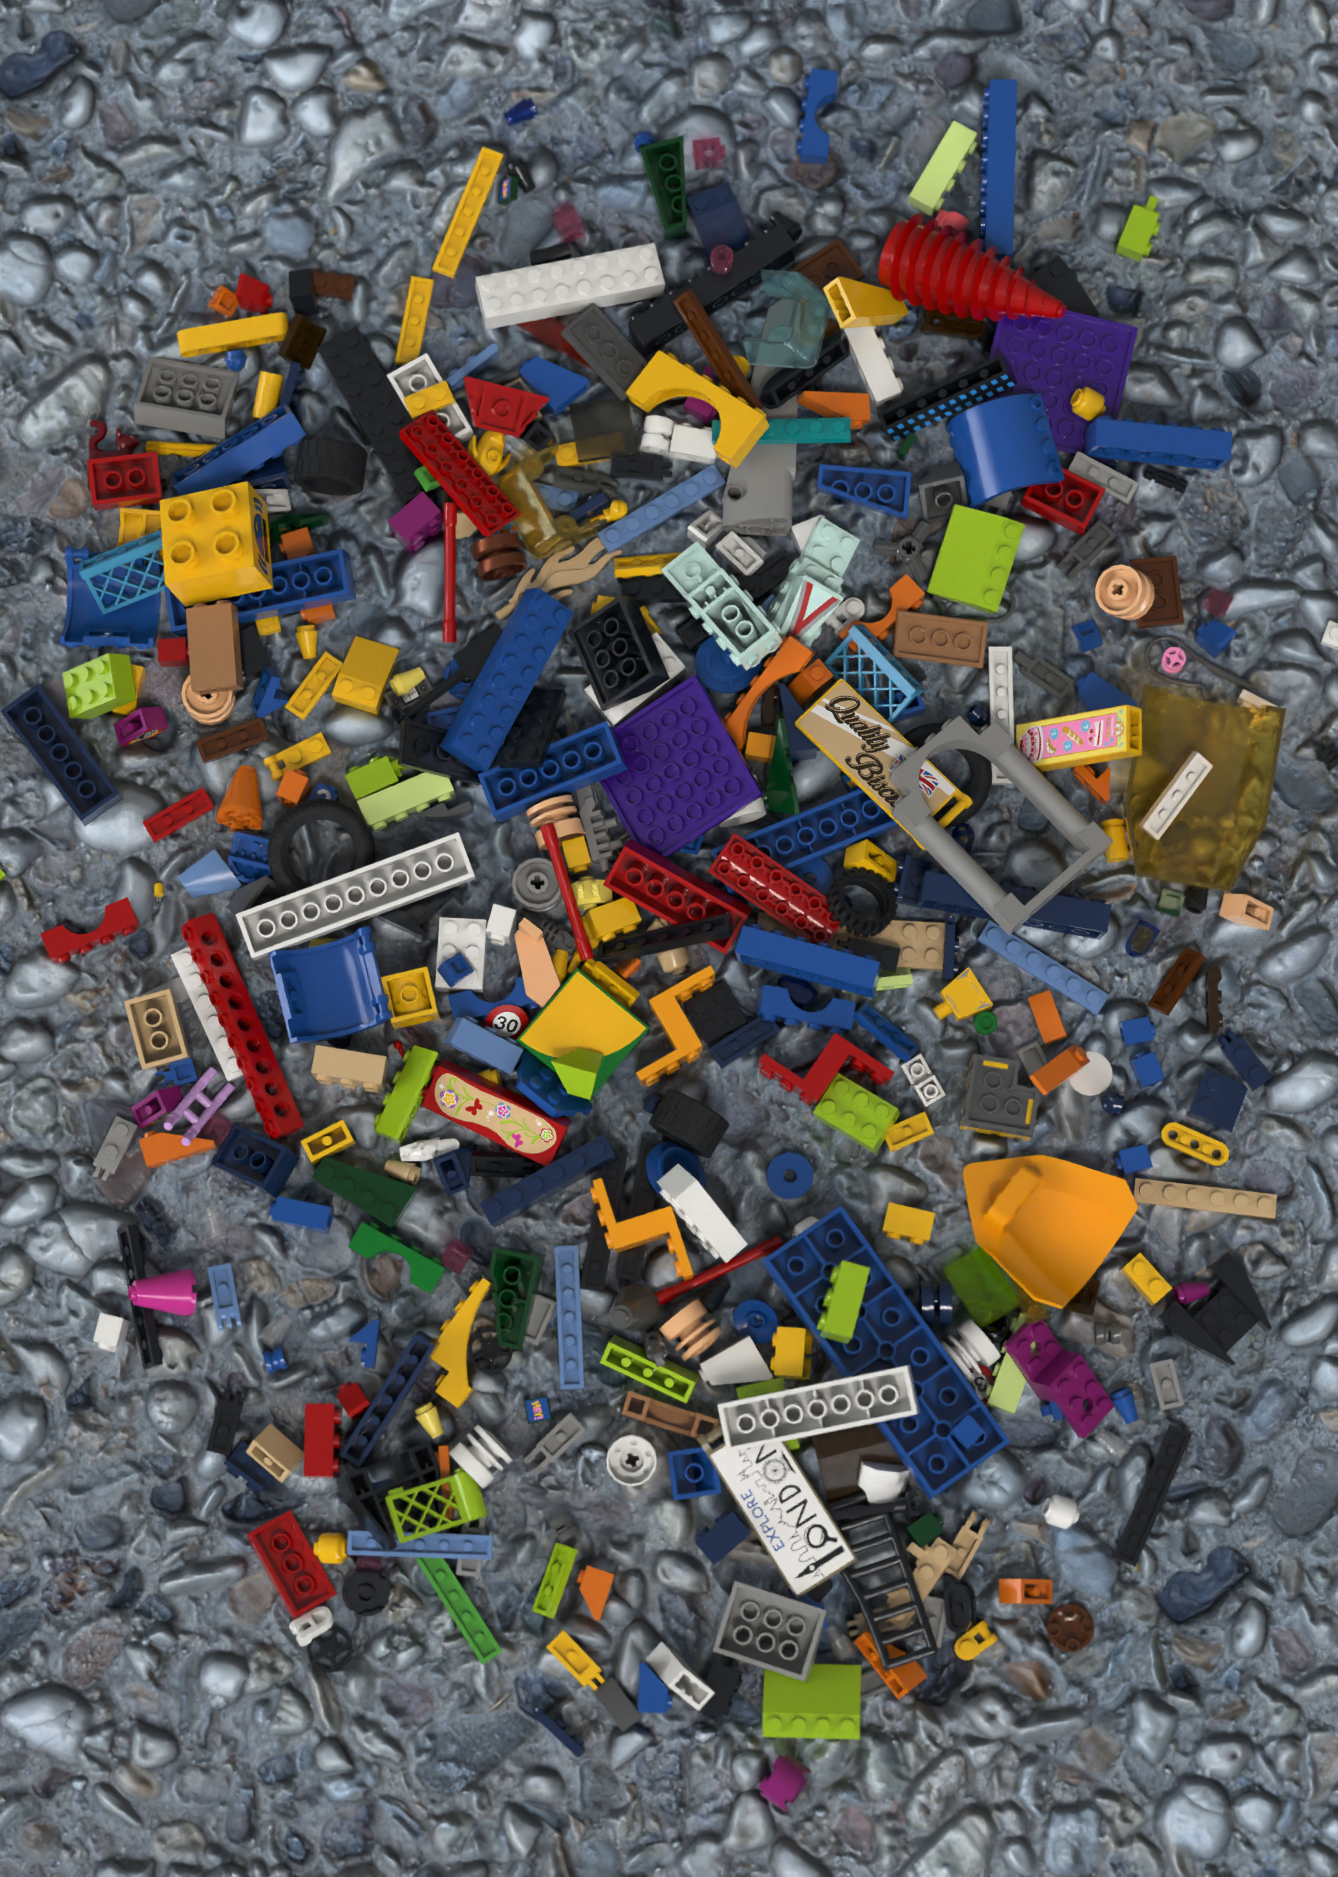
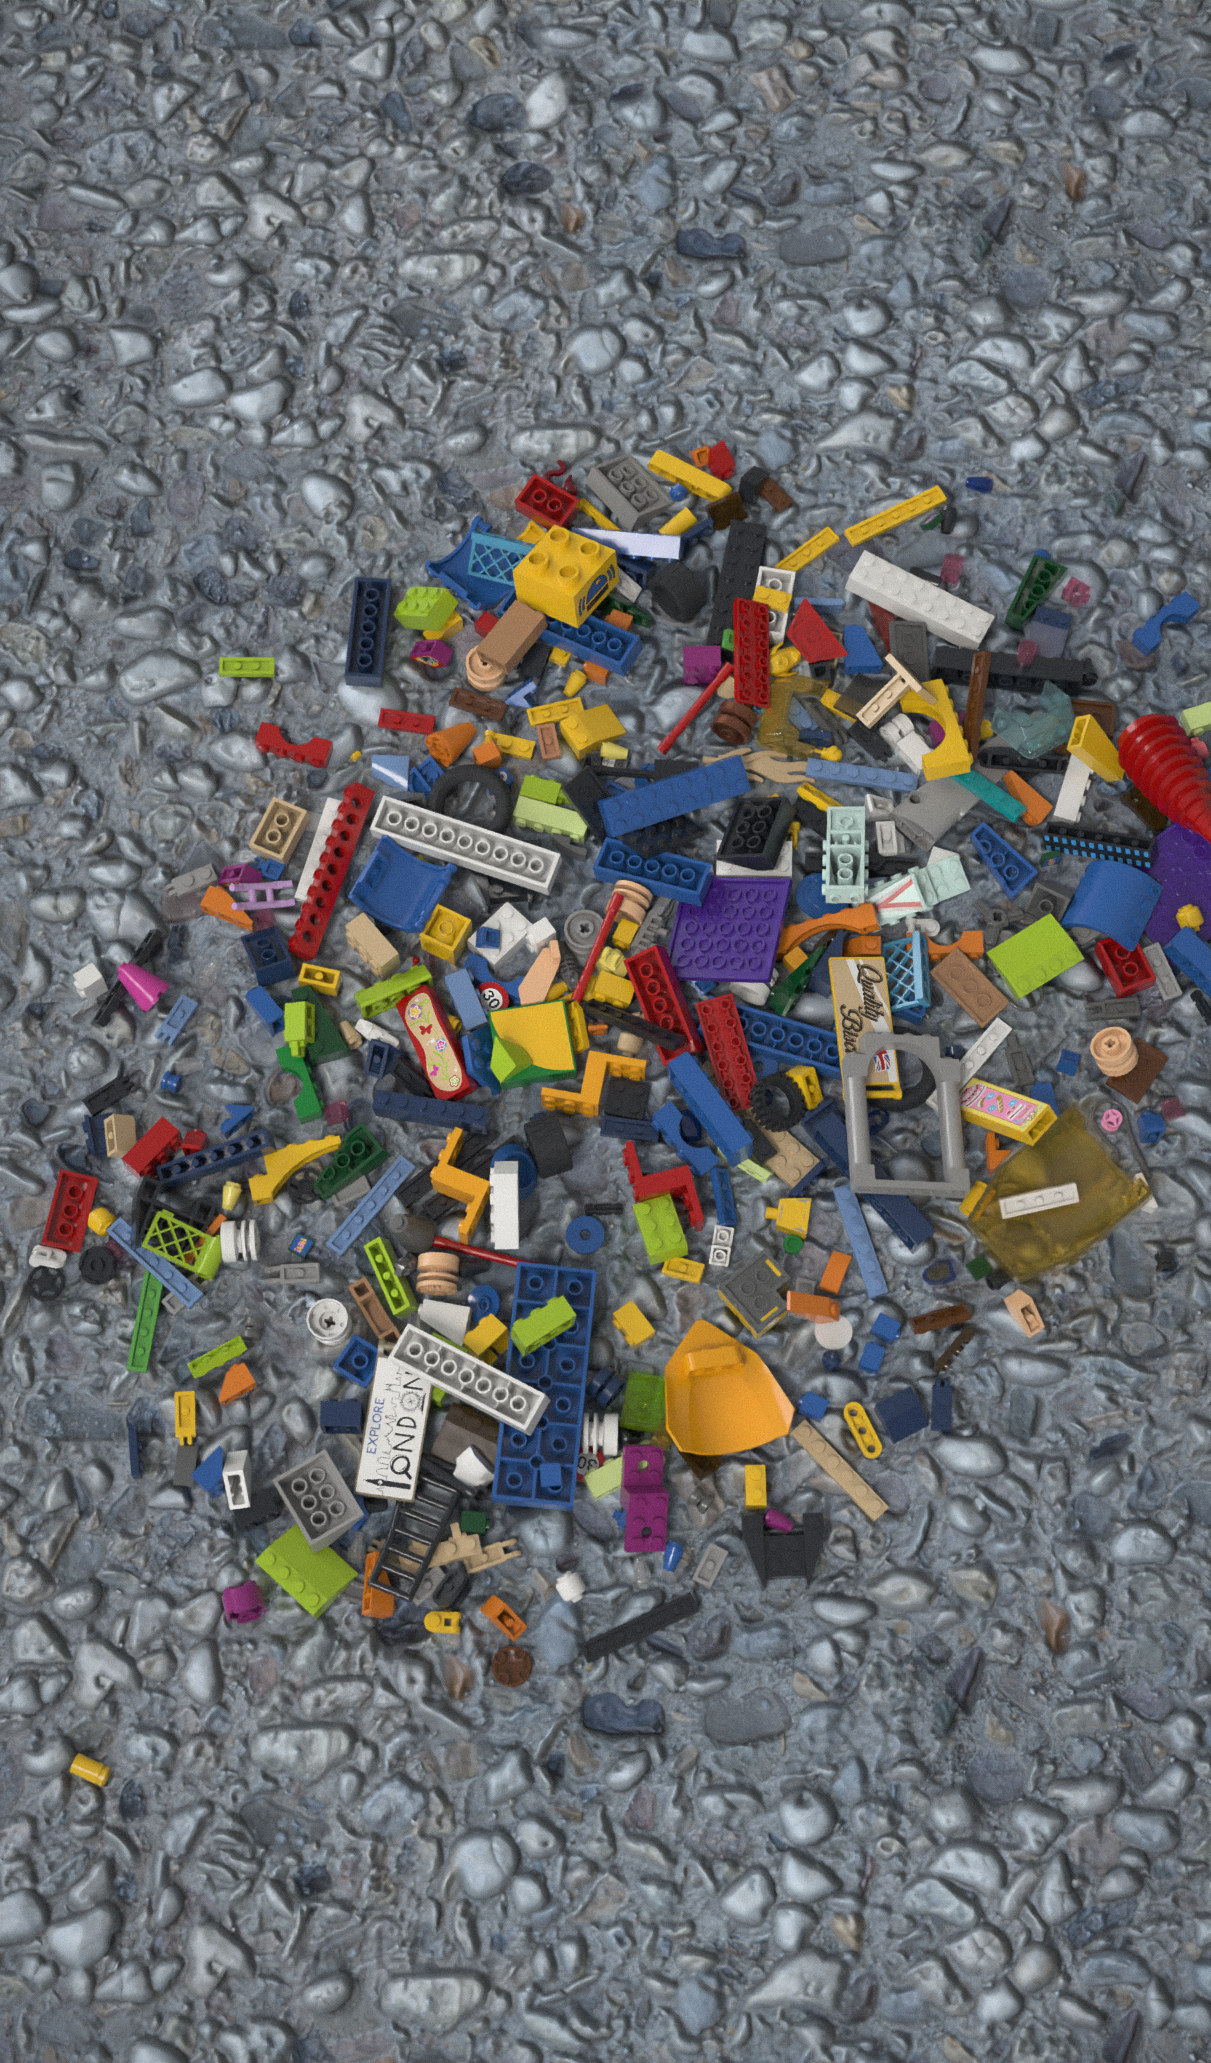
camera: 40 degrees right, 10 degrees down
(334, 722) = (548, 742): none -> nougat plate
(355, 1207) = (299, 1026): none -> lime hinge
(629, 403) = (892, 693): none -> tan piece
(785, 1137) = (603, 1209): none -> black axle

